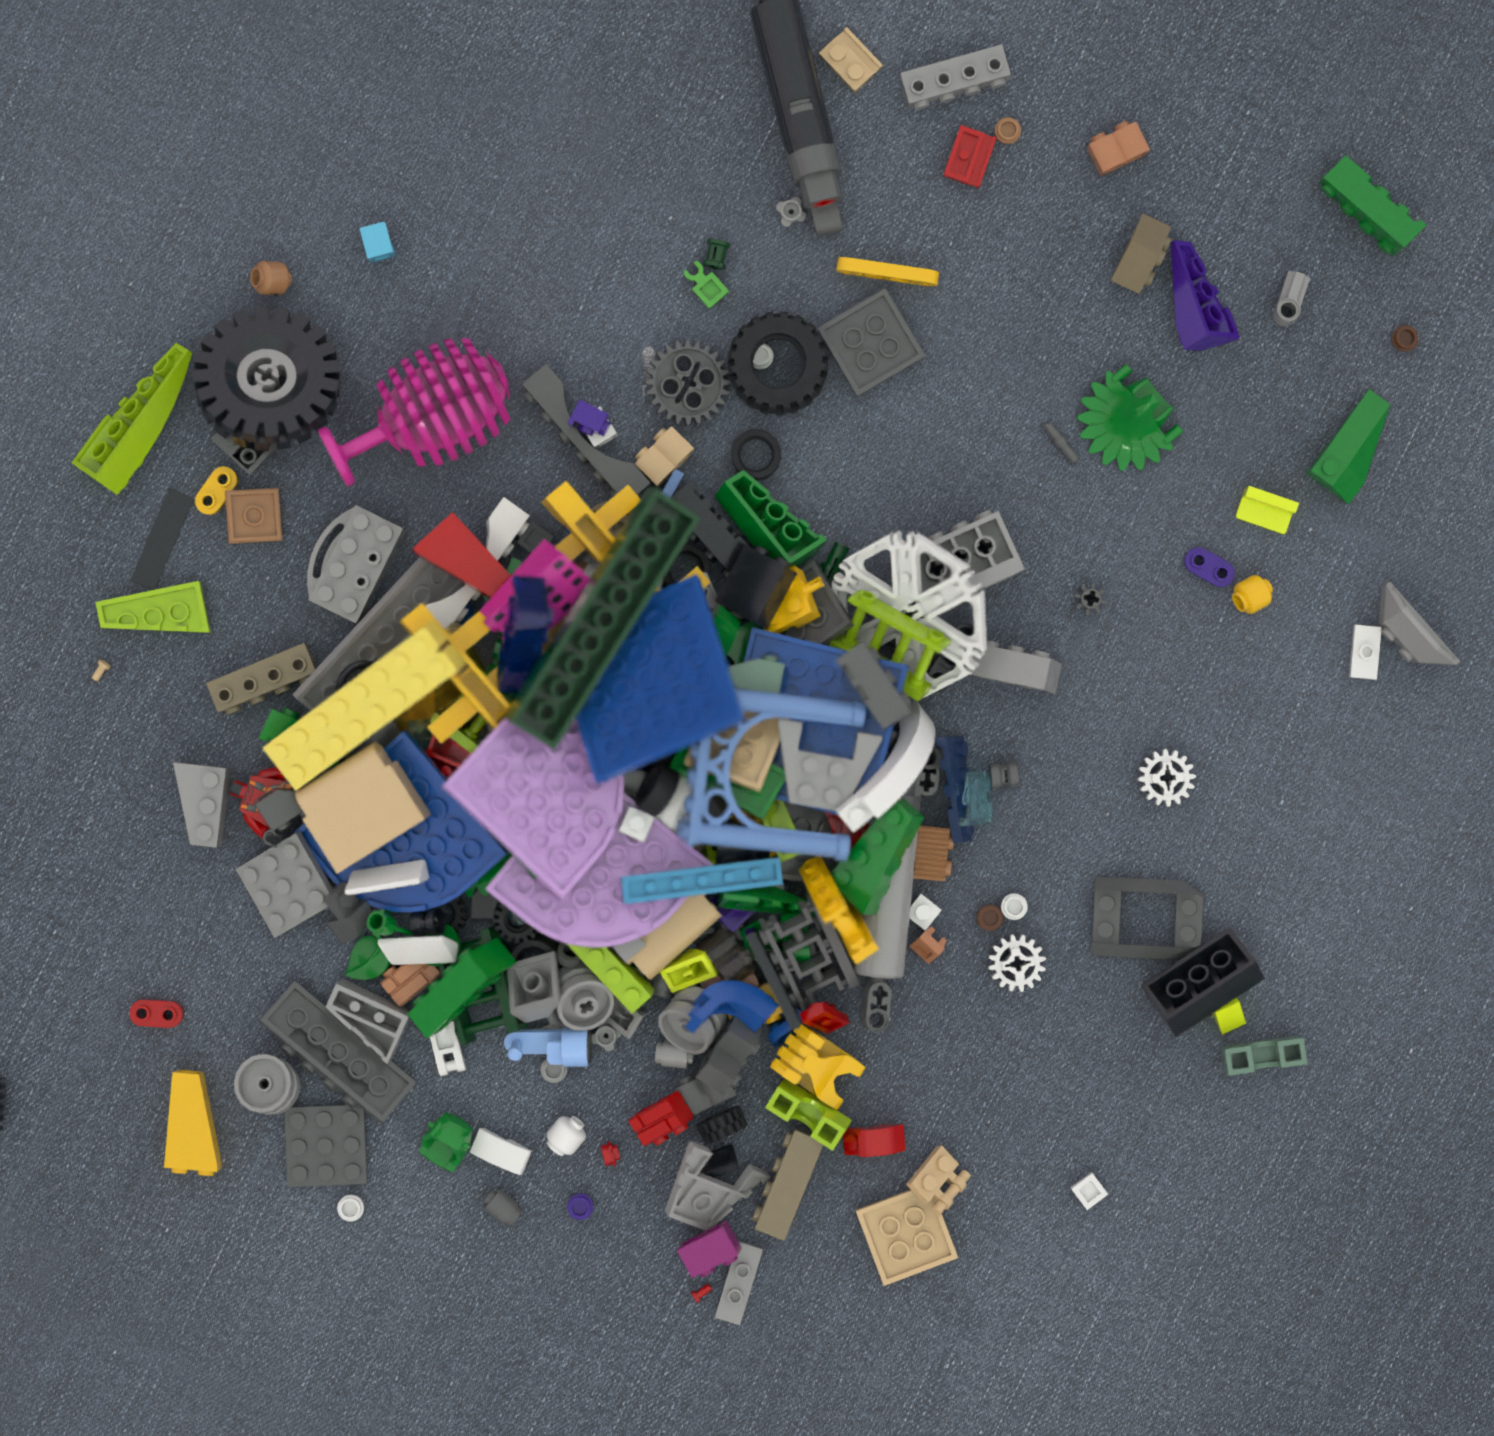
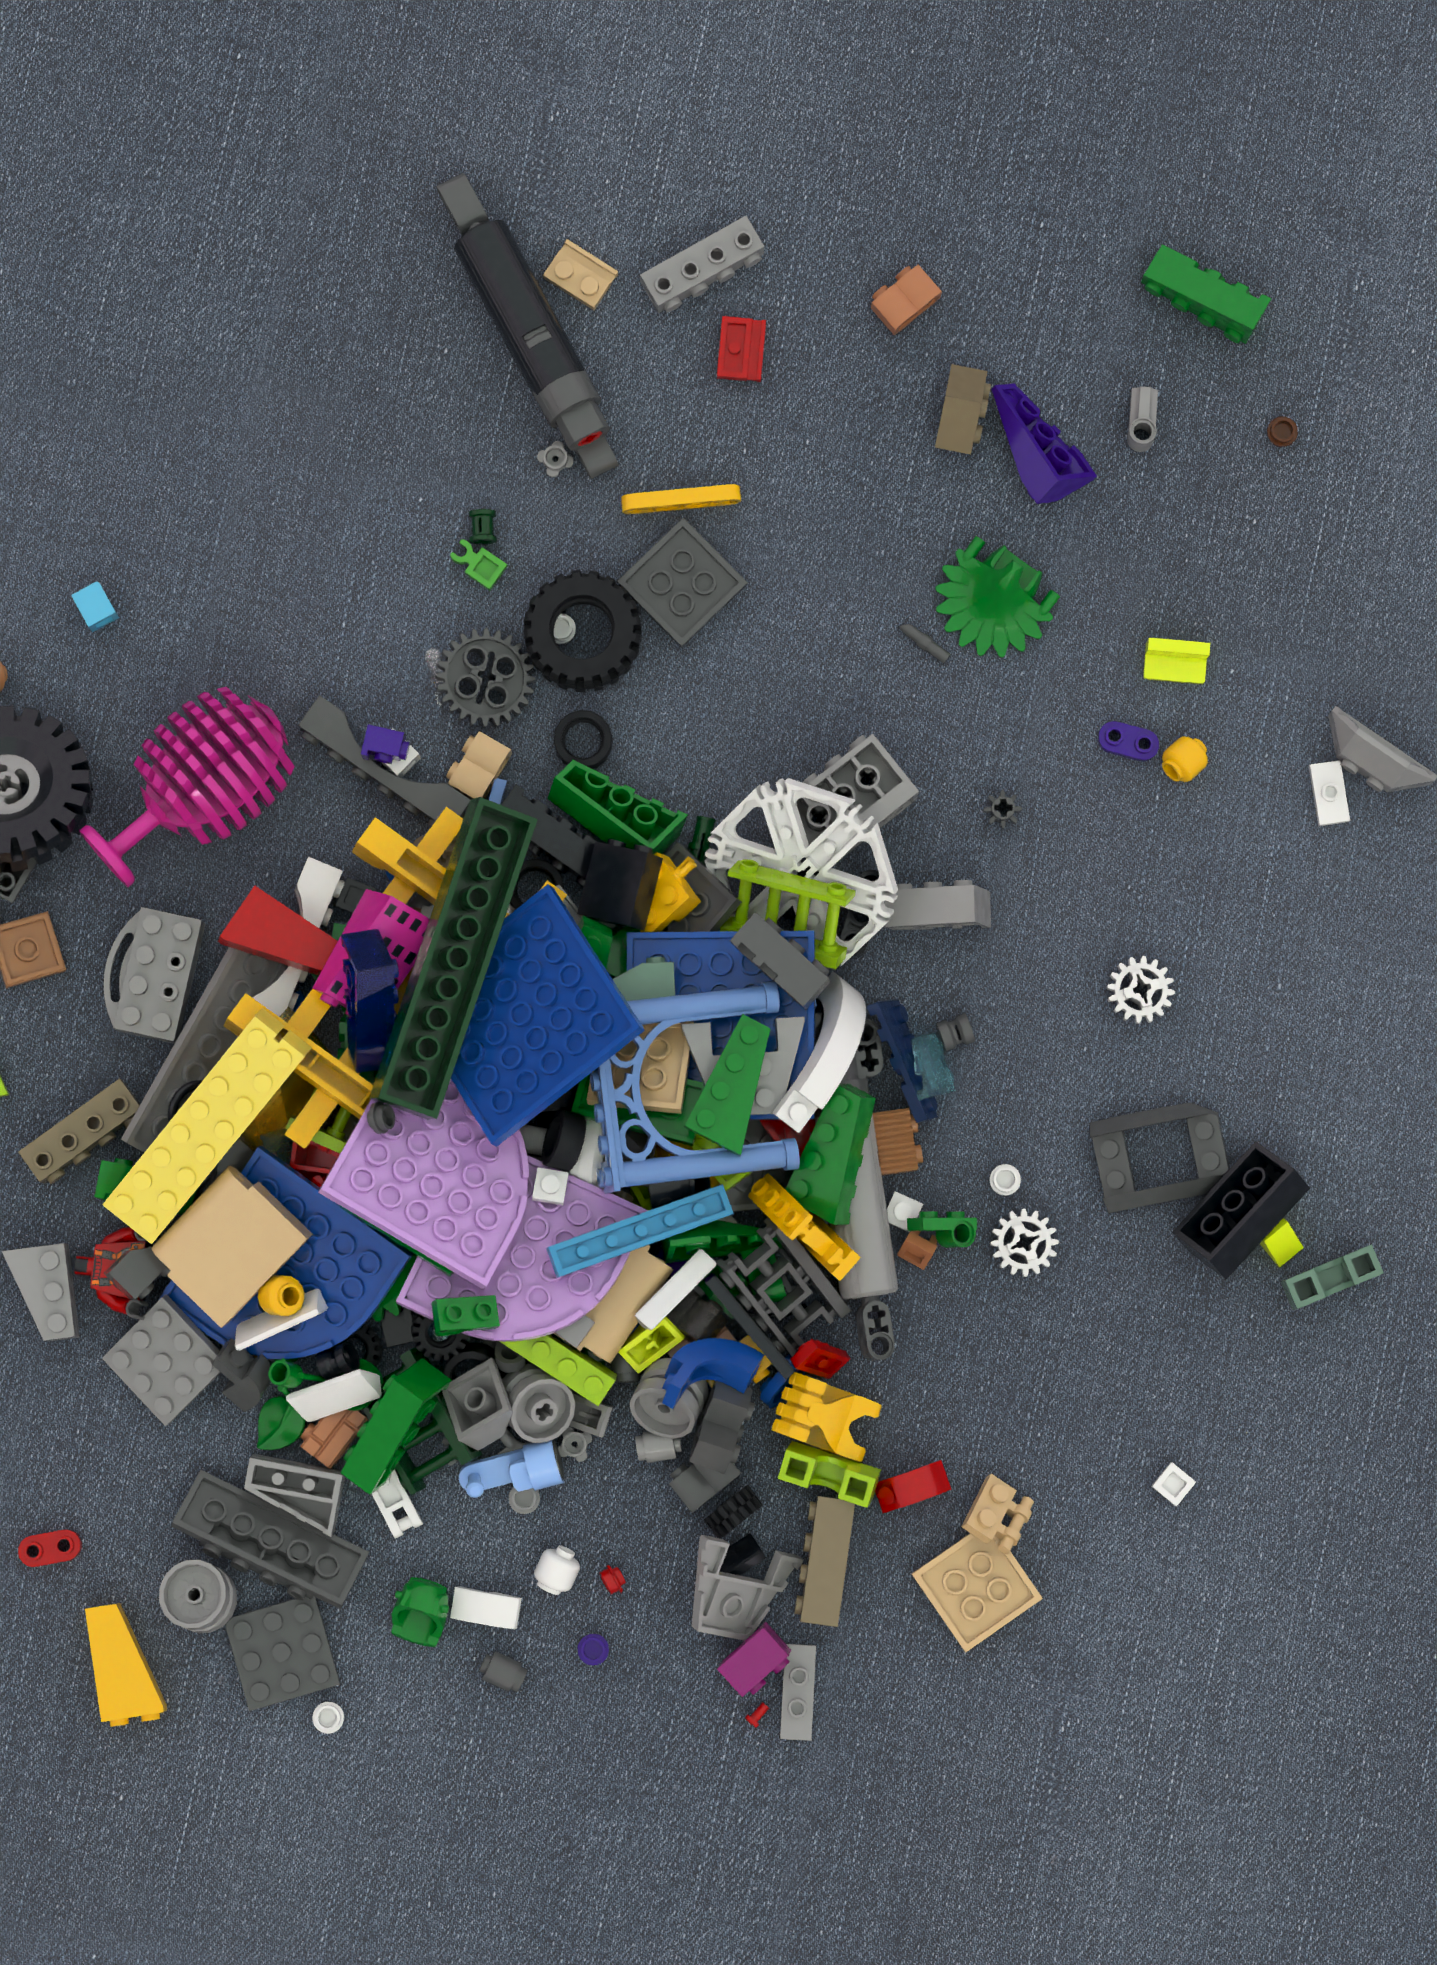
camera: 20 degrees left, 5 degrees down
(392, 859) = (281, 1295): none -> yellow head
(509, 736) = (381, 1117): none -> dark grey plate
(539, 915) = (464, 1314): none -> green plate
(661, 1118) = (661, 1521): red brick -> none
(719, 934) = (675, 1290): none -> white slope
(804, 785) = (729, 1094): none -> green wing
(955, 934) = (945, 1227): none -> green plate
(989, 917) = (980, 1199): reddish brown tile -> none
(1007, 130) = (777, 310): medium nougat plate -> none
(1348, 455) = (1254, 573): green wedge -> none

